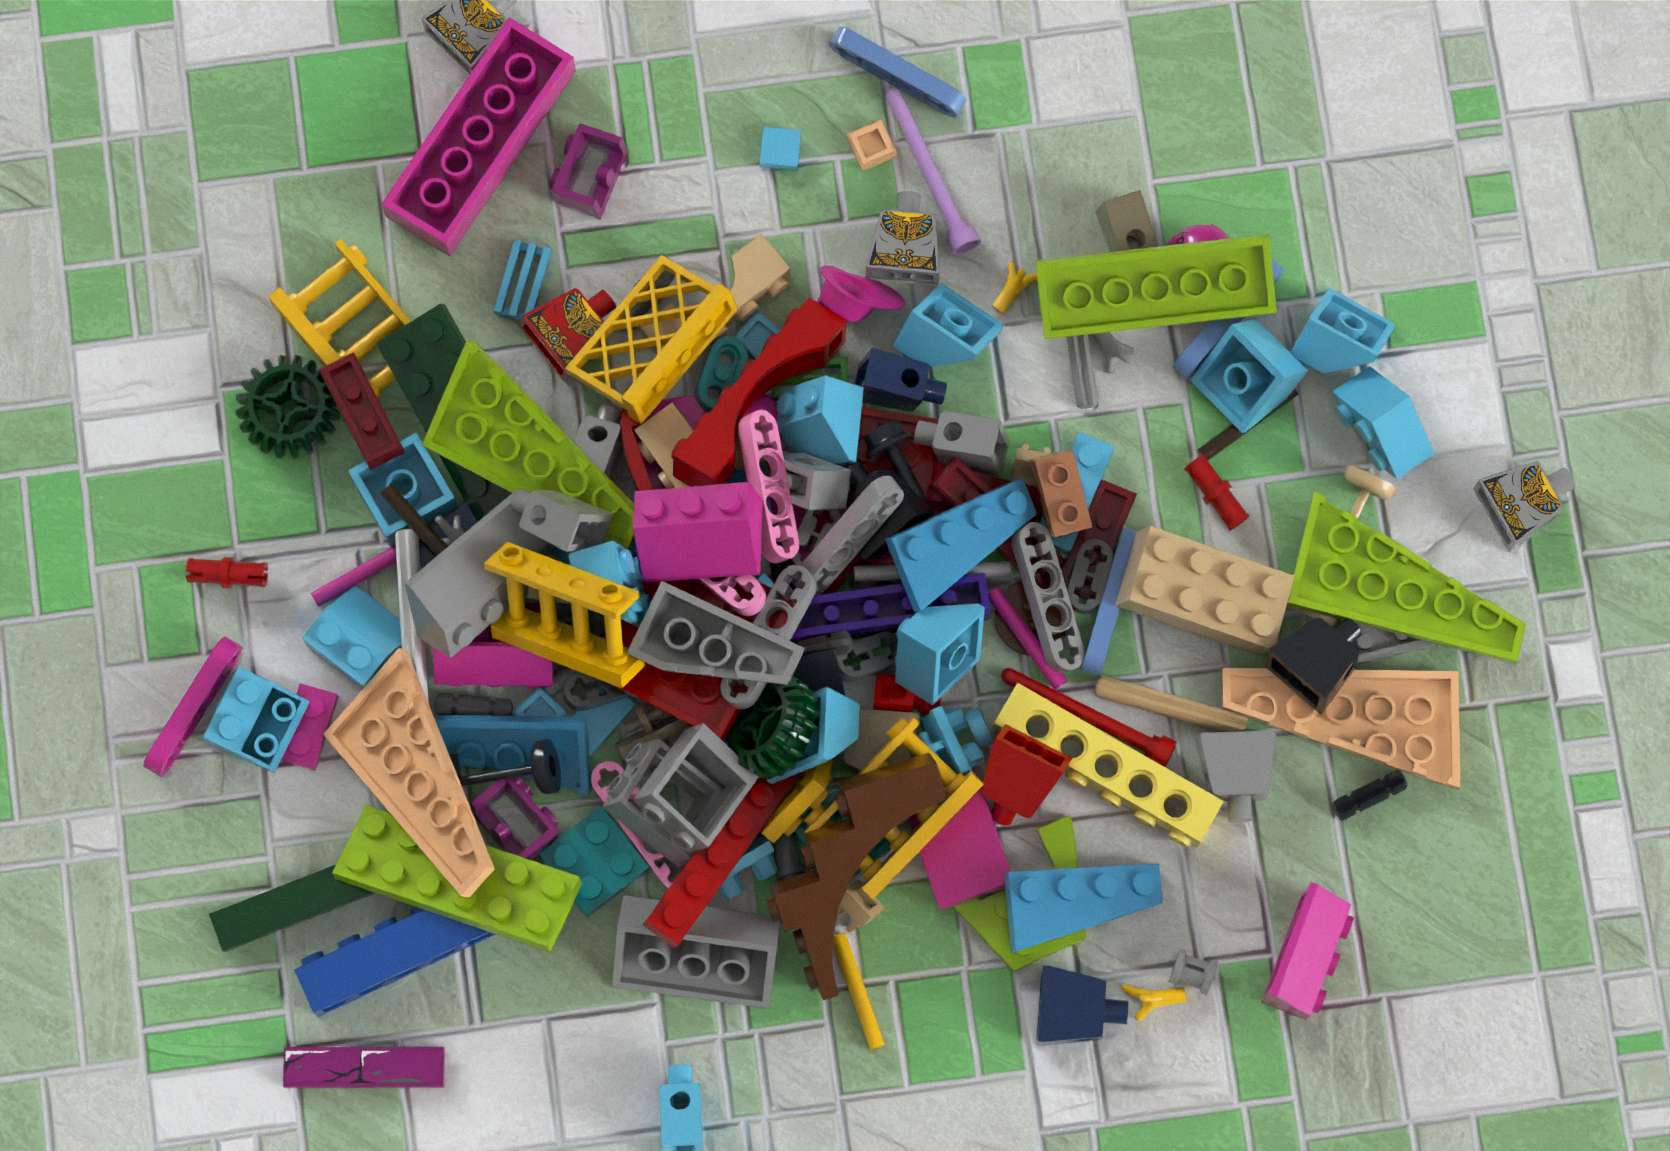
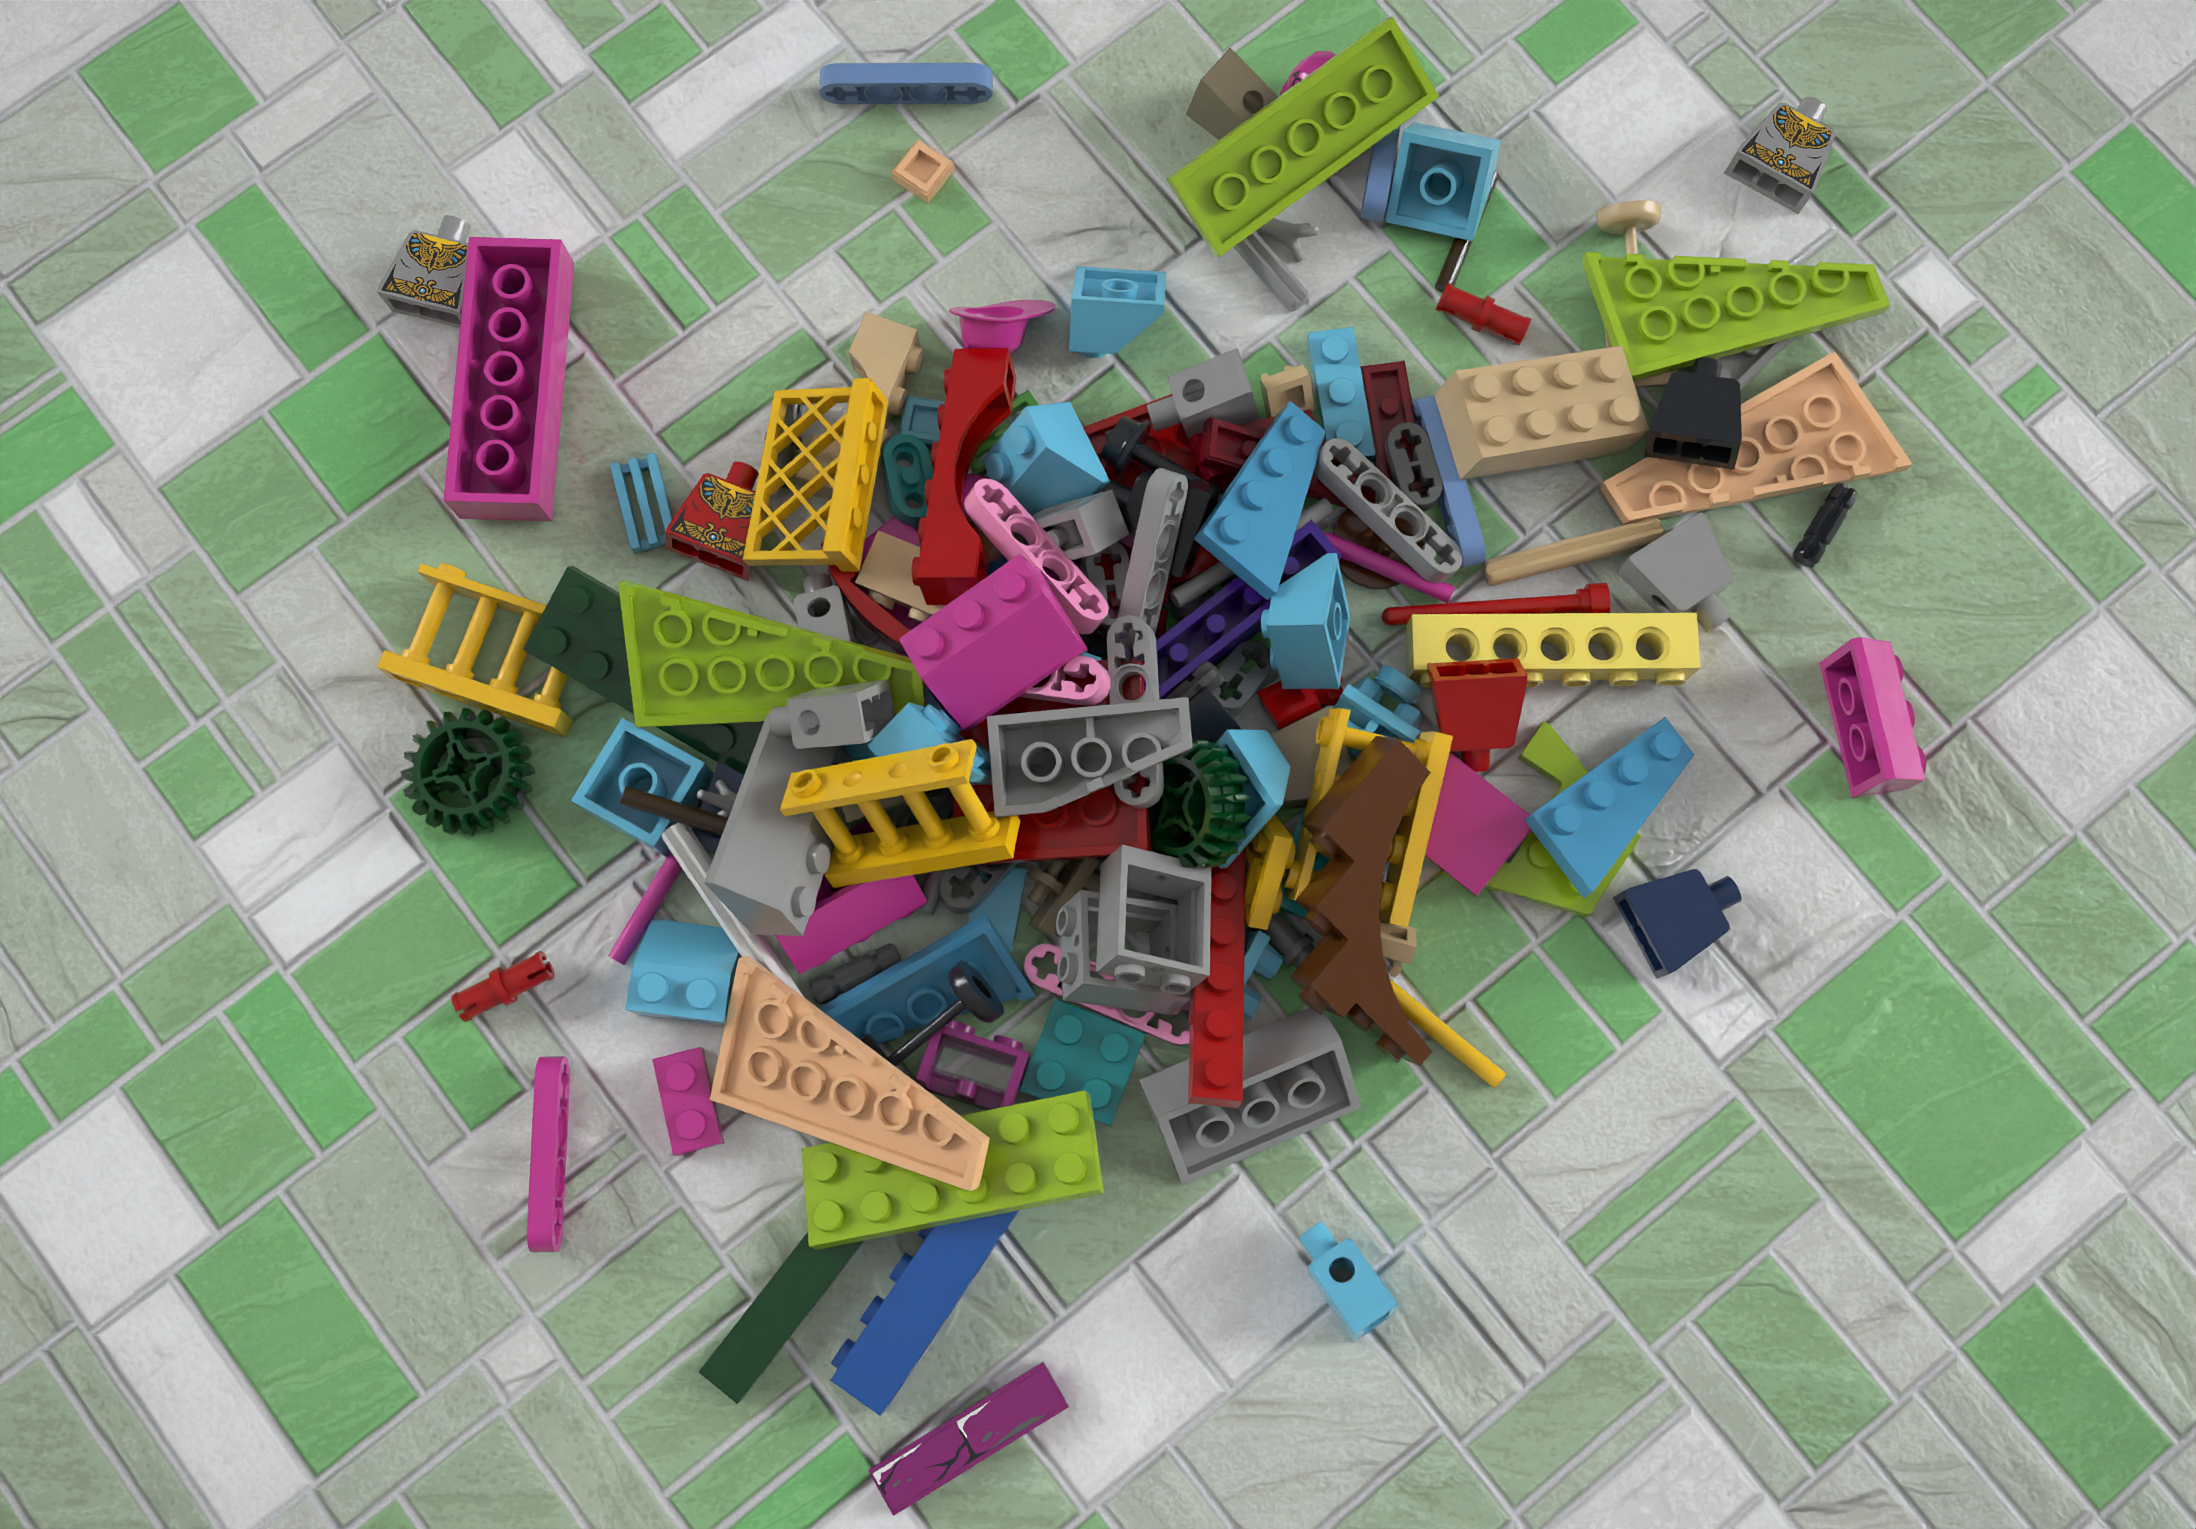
camera: 30 degrees left, 0 degrees up
(254, 720) = (626, 1128): medium azure slope -> none
(362, 411) = (549, 728): dark red tile -> none
(540, 704) = (925, 930): medium azure tile -> none
(588, 170) = (646, 350): magenta window -> none
(780, 148) = (832, 224): medium azure tile -> none
(883, 380) = (1097, 380): dark blue torso -> none
(905, 243) = (1019, 245): torso -> none
(961, 235) = (1068, 206): lavender piece -> none
(1015, 284) = (1152, 229): yellow bar -> none
(1060, 493) = (1338, 394): nougat brick -> none
(1155, 998) = (1747, 858): yellow bar -> none
(1193, 971) = (1771, 806): light grey bush -> none
(1341, 335) = (1507, 94): medium azure slope -> none
(1384, 421) = (1606, 141): medium azure brick -> none

